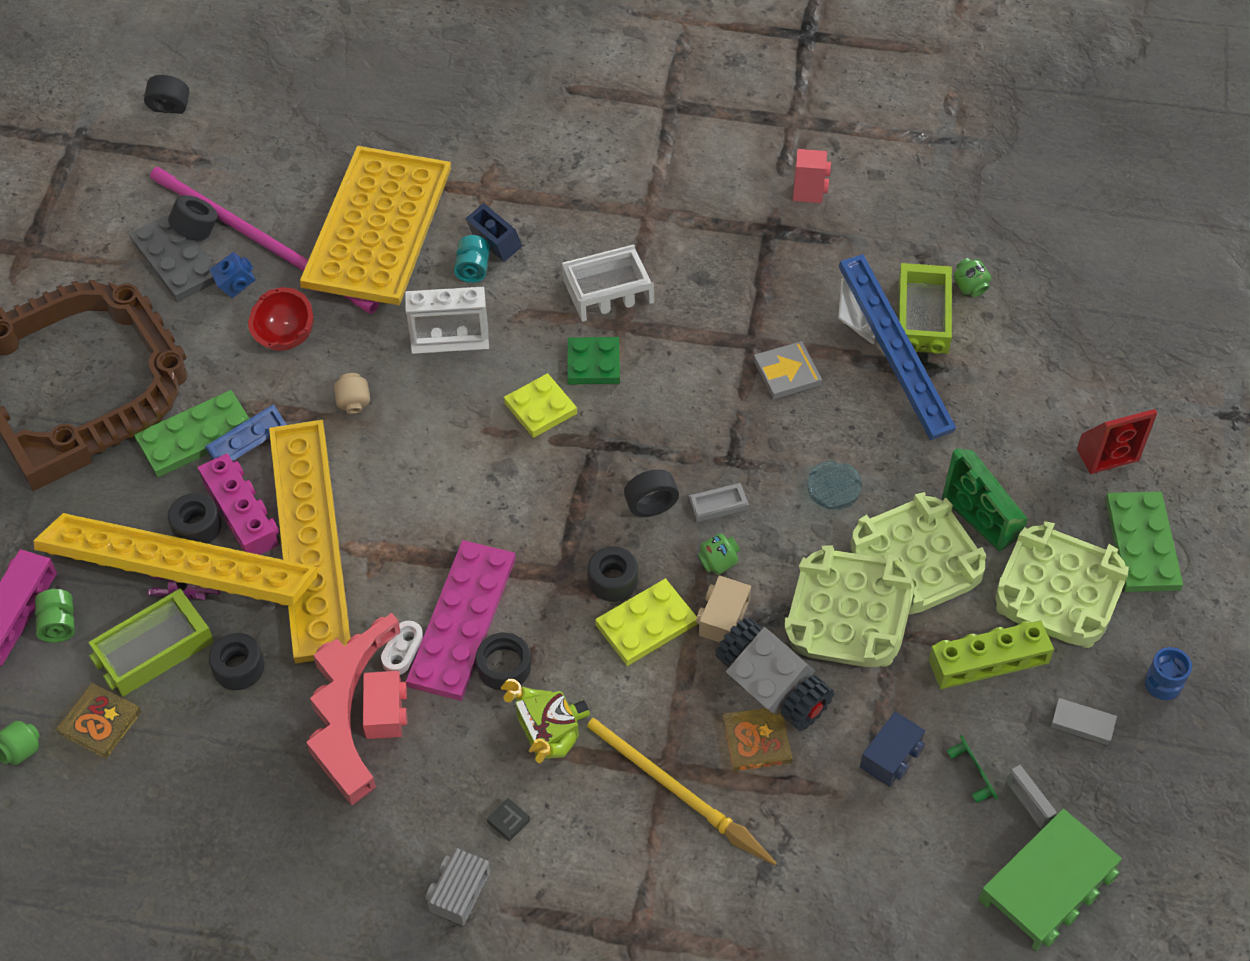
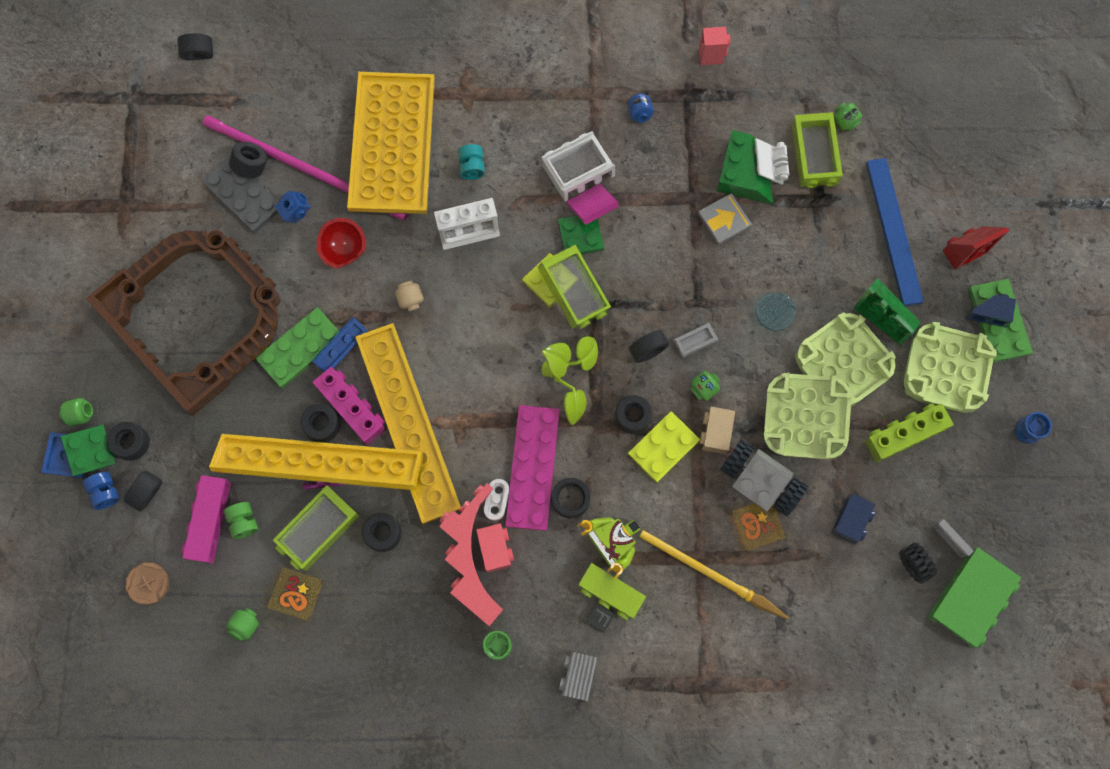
camera: 10 degrees left, 20 degrees up
(354, 825) = (497, 645): none -> bright green wheel
(493, 228) = (483, 135): dark blue brick -> none
(520, 472) = (555, 367): none -> lime plant
(531, 786) = (611, 592): none -> lime brick
(568, 412) = (574, 287): none -> window
(616, 325) = (592, 204): none -> dark pink tile
(703, 232) = (640, 107): none -> blue head
(816, 318) = (740, 171): none -> green wedge
(897, 347) = (804, 190): blue plate -> none
(973, 816) = (918, 563): none -> black tyre
(986, 791) = (898, 508): green piece -> none
(1013, 418) = (894, 232): none -> blue tile
(1083, 721) = (978, 472): light grey tile -> none
(1129, 519) = (994, 311): none -> dark blue slope

